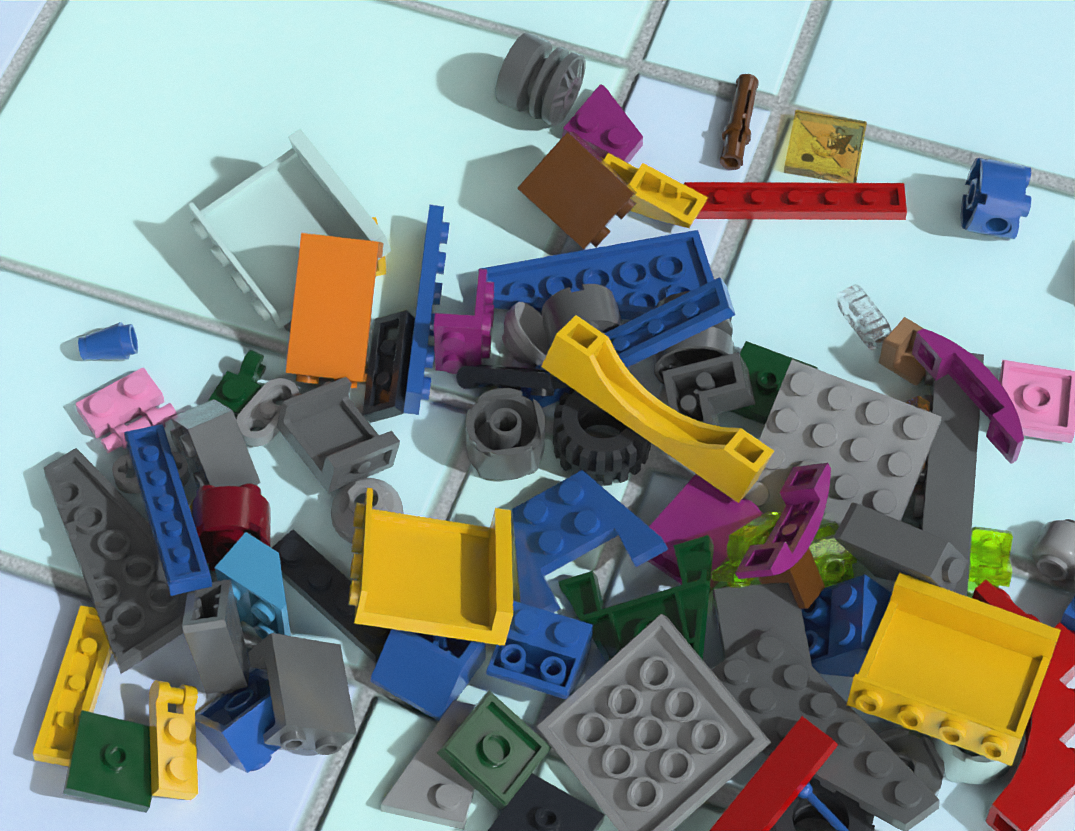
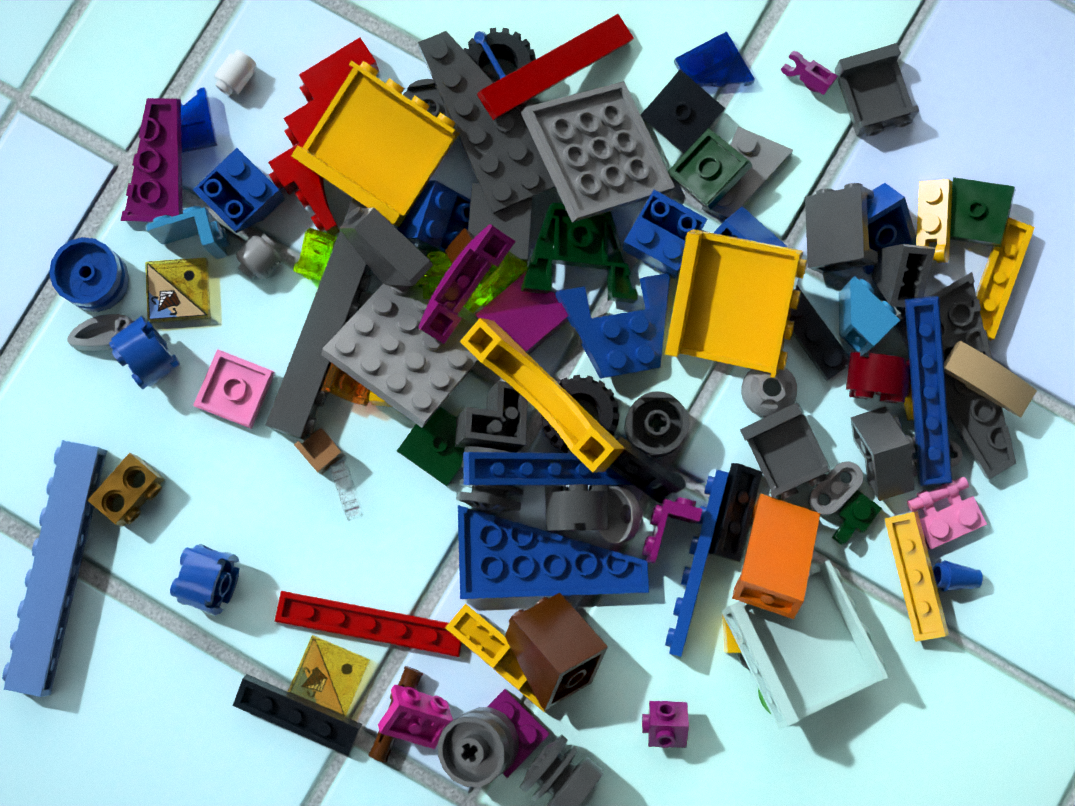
camera: 165 degrees left, 25 degrees up
(91, 537) = (989, 378): none -> tan slope
(159, 336) = (916, 576): none -> yellow plate
(421, 142) = (666, 724): none -> magenta brick
(639, 93) = (478, 746): none -> dark grey wheel
(715, 115) = (415, 717): none -> dark pink bracket
(849, 103) = (297, 714): none -> black plate
(944, 357) = (273, 345): magenta slope -> none

